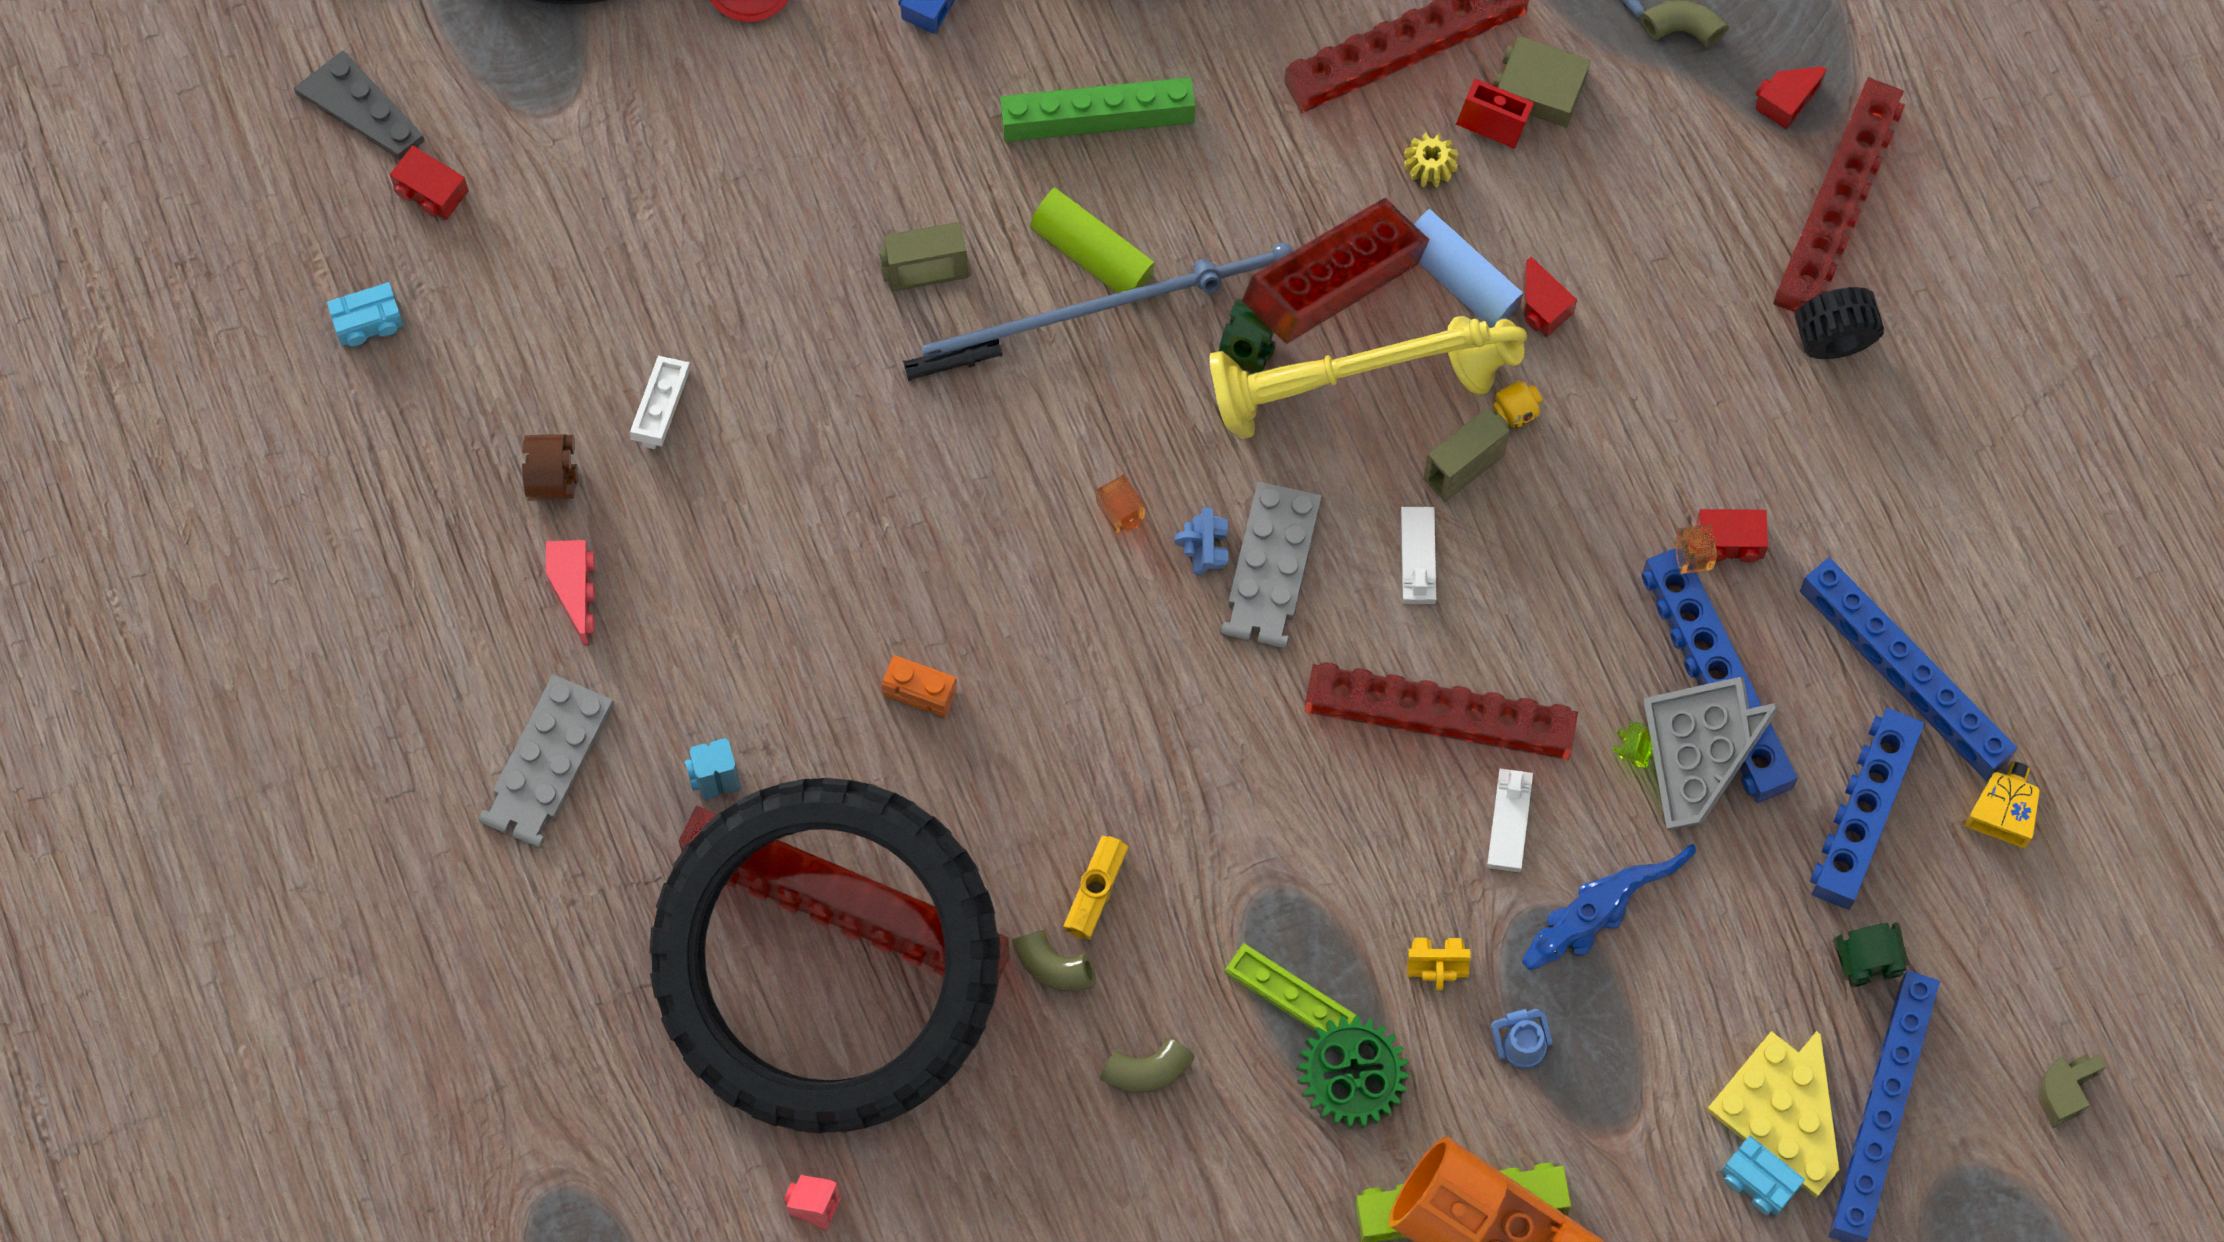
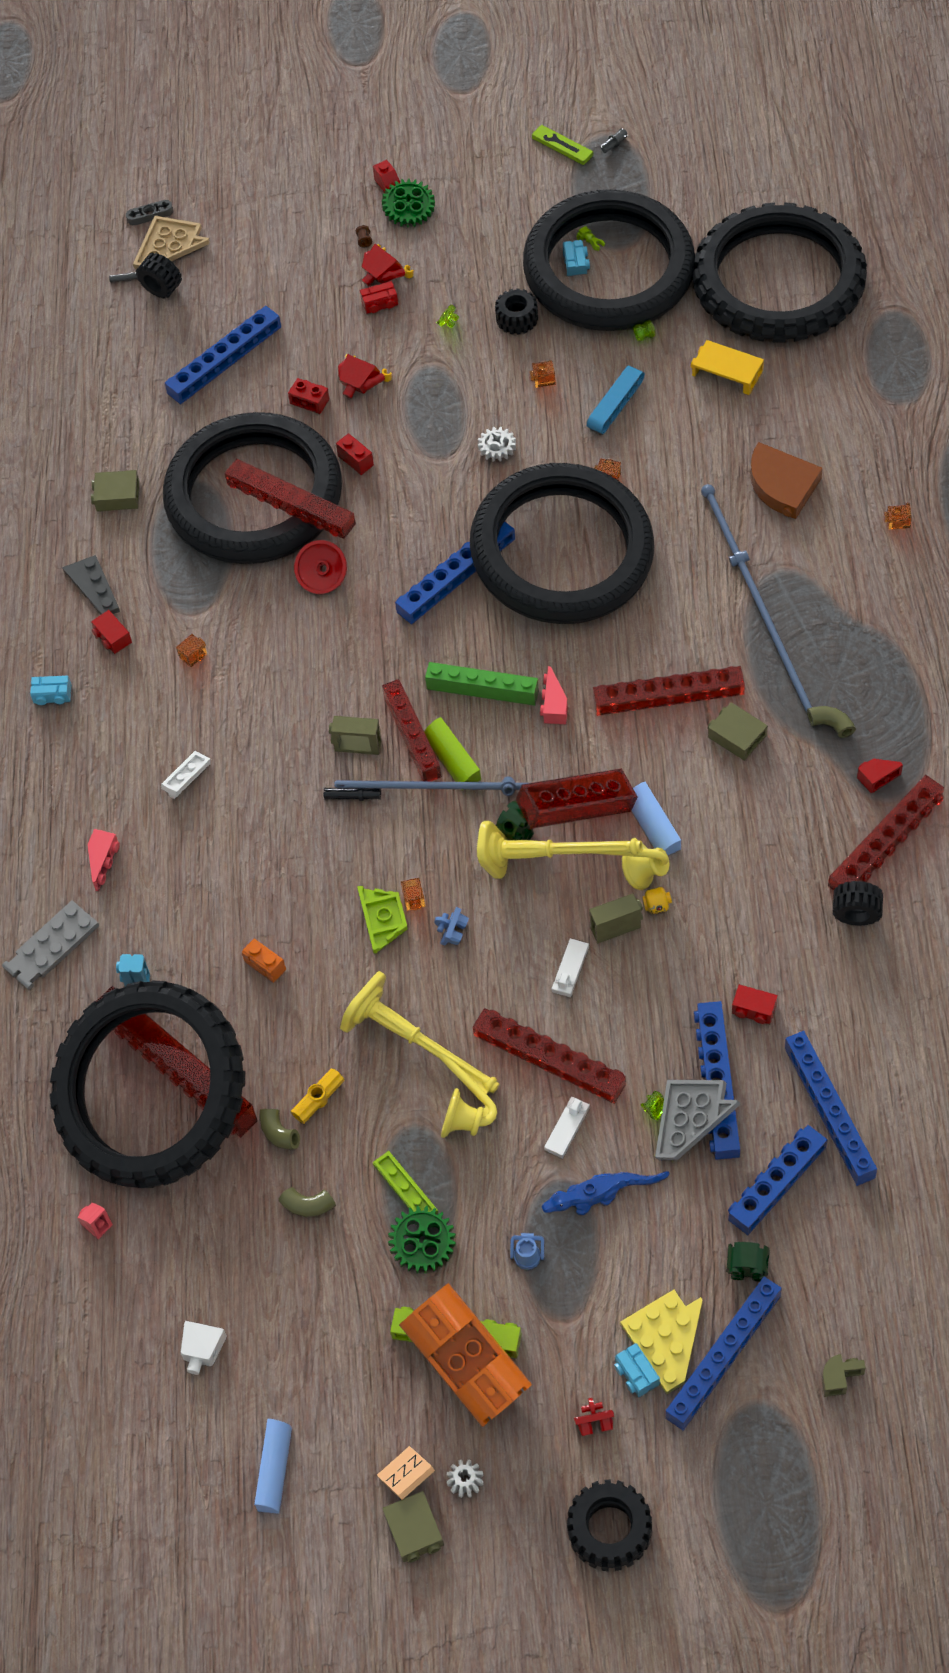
camera: 25 degrees right, 10 degrees down
(549, 467) = (111, 791): reddish brown brick -> none
(582, 179) = (191, 650): none -> clear orange brick
(1012, 223) = (411, 731): none -> clear red brick
(1083, 554) = (382, 916): none -> lime wing
(1229, 106) = (555, 703): none -> coral slope
(1271, 563) = (486, 949): light grey hinge -> none
(1333, 850) = (459, 1114): none -> light yellow piece
(1431, 160) = (657, 757): light yellow gear -> none
(1438, 964) = (493, 1193): yellow hips -> none
(1494, 113) = (702, 740): red brick -> none
(1545, 299) = (694, 848): red slope -> none
(1695, 548) = (725, 1003): clear orange brick -> none
(2007, 807) = (860, 1202): yellow torso -> none

